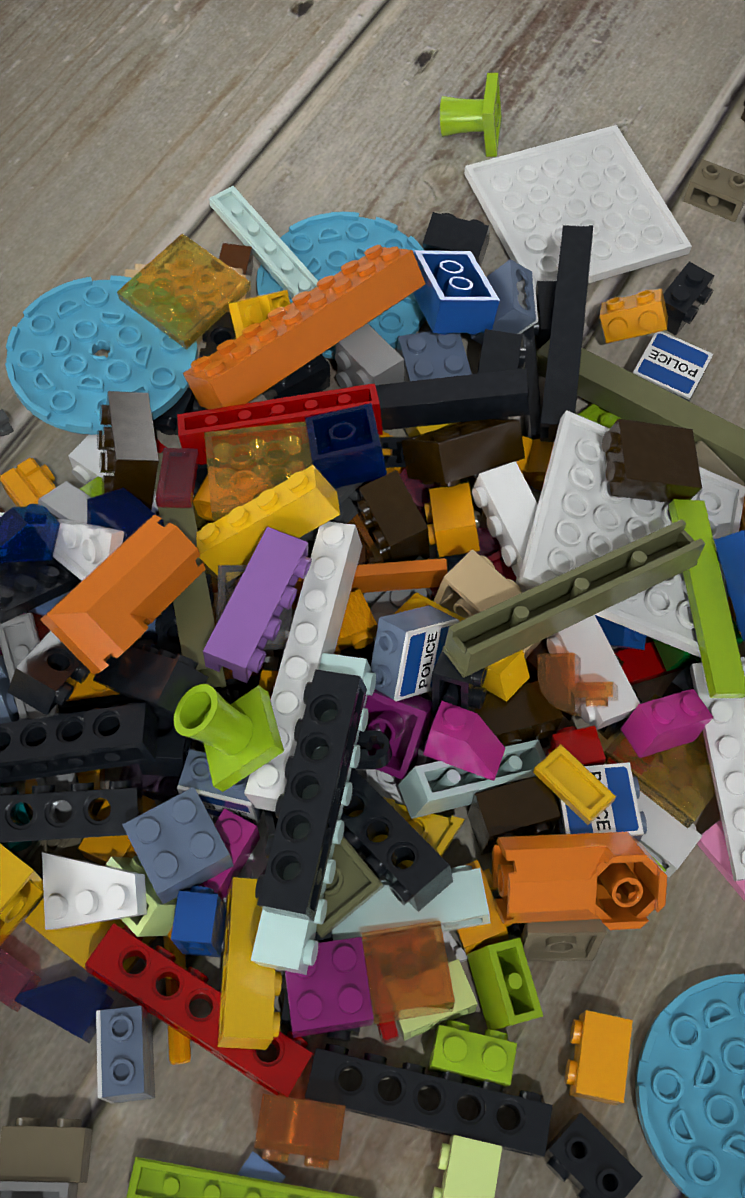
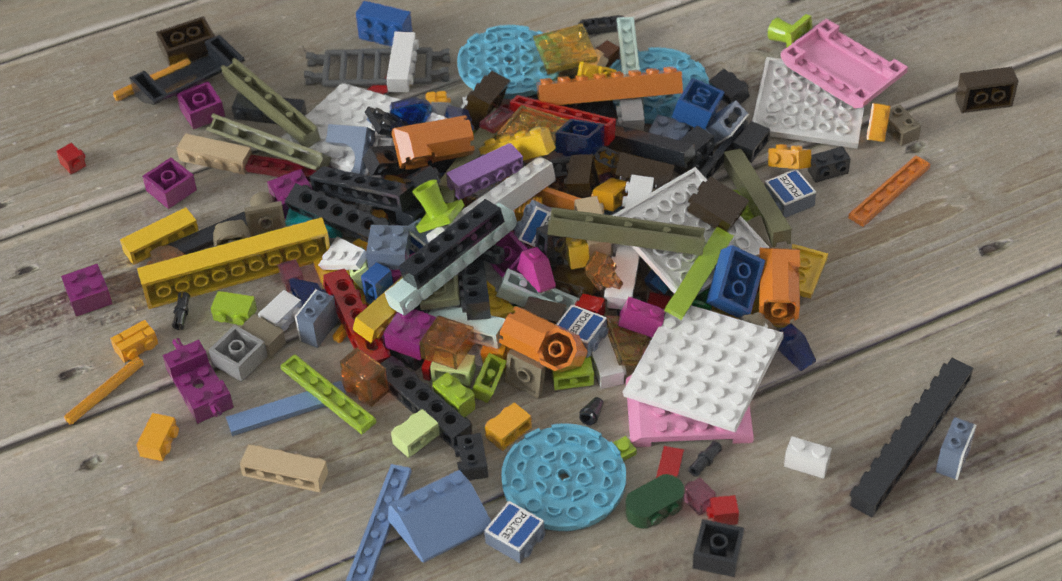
camera: 40 degrees right, 15 degrees down
(43, 1075) = (281, 310): none -> white brick
(171, 222) = (589, 23): none -> black beam
(566, 328) = (747, 139): black tile -> none
(574, 784) = (573, 311): yellow tile -> none
(586, 134) = (841, 65): none -> bright pink slope
(698, 936) = (591, 411): none -> black cone
(702, 200) = (878, 122): none -> light orange brick

